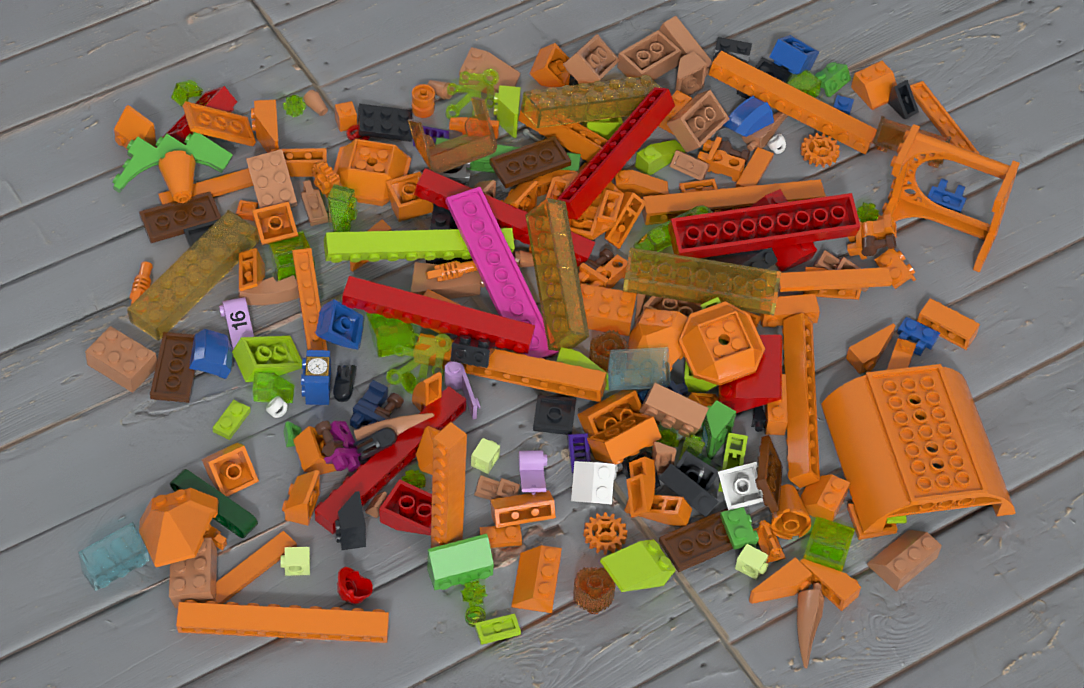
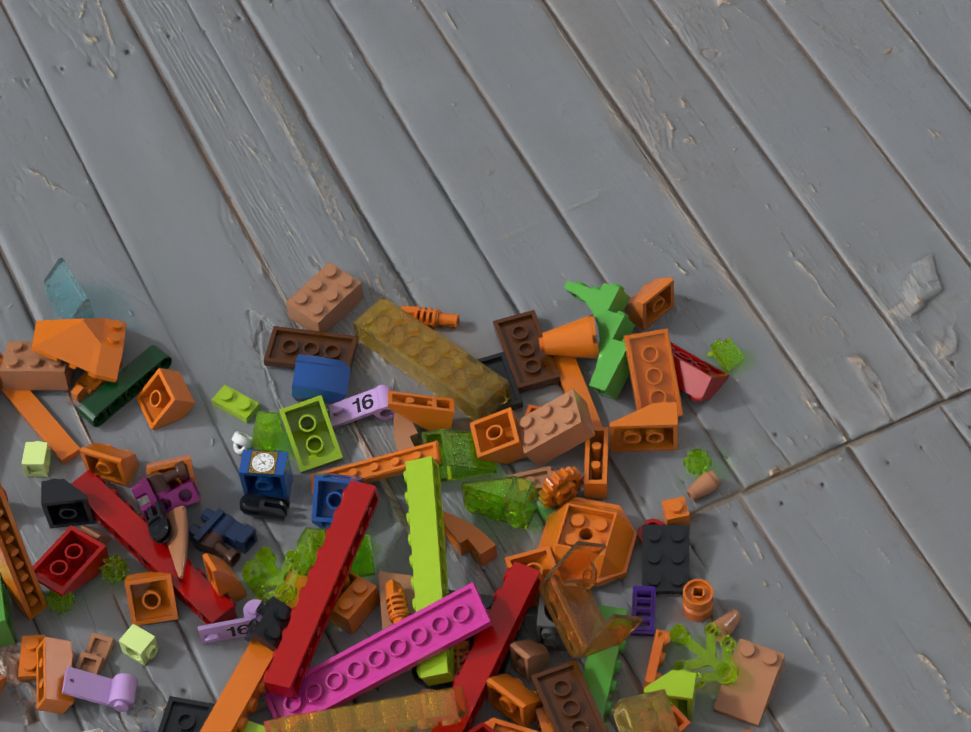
camera: 105 degrees right, 0 degrees up
(290, 432) = (204, 459): bright green slope -> none

